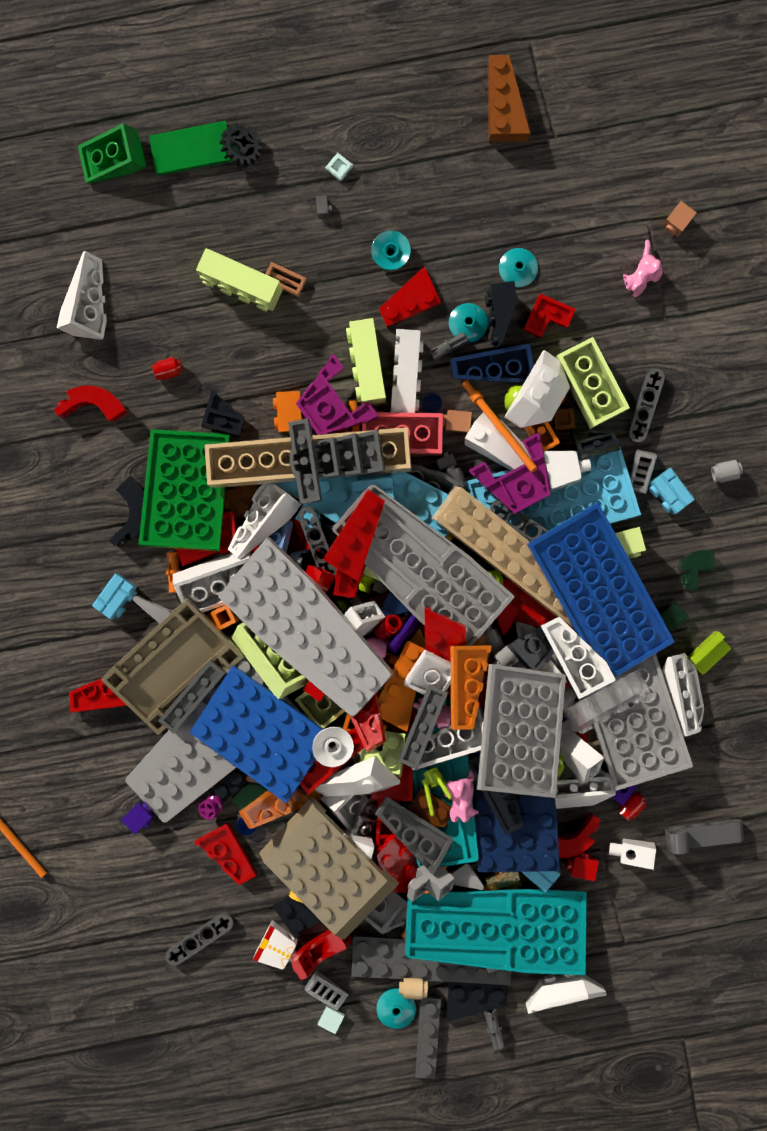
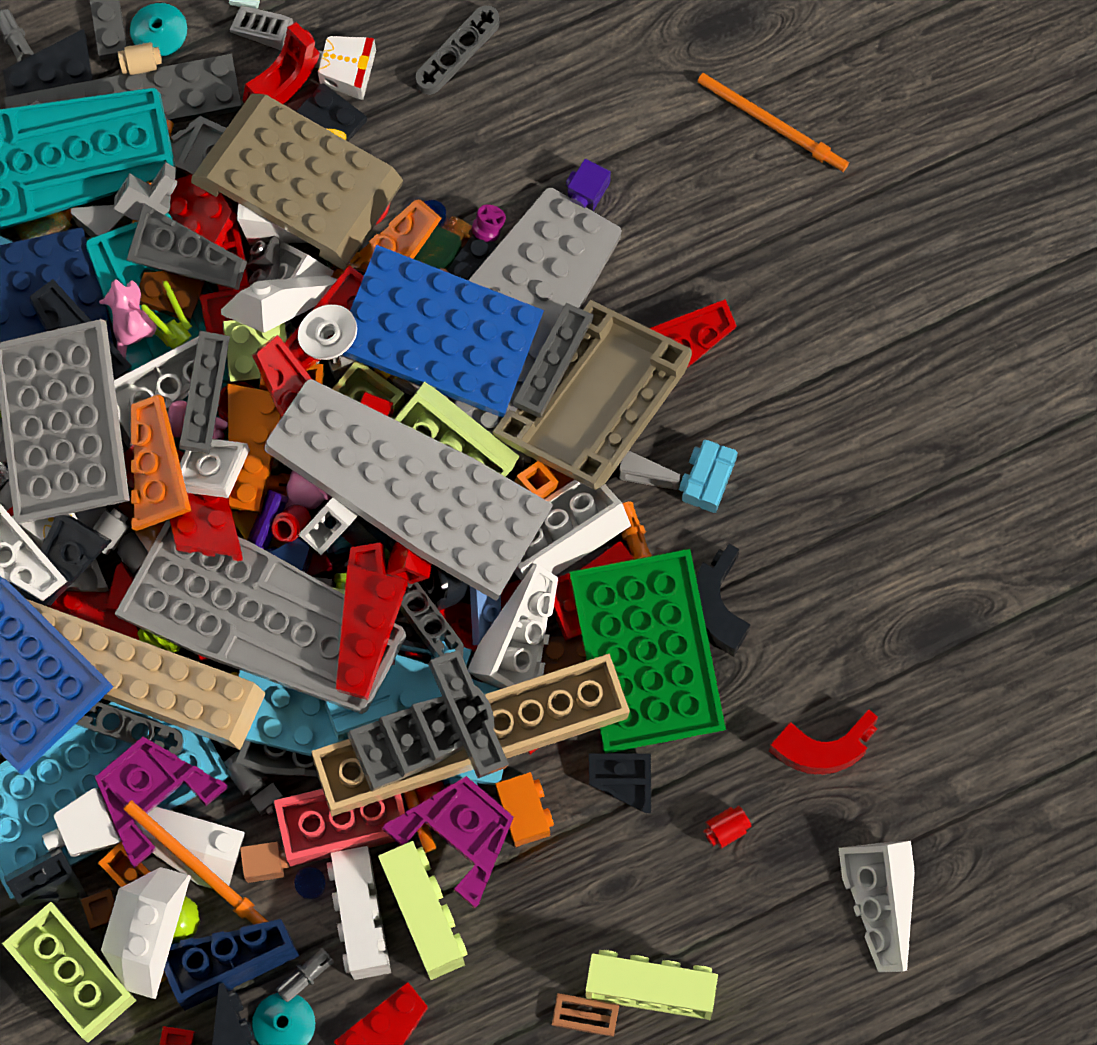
camera: 170 degrees right, 15 degrees down
(228, 852) = (451, 174): red wing -> none
(231, 809) = (458, 227): none -> clear orange plate

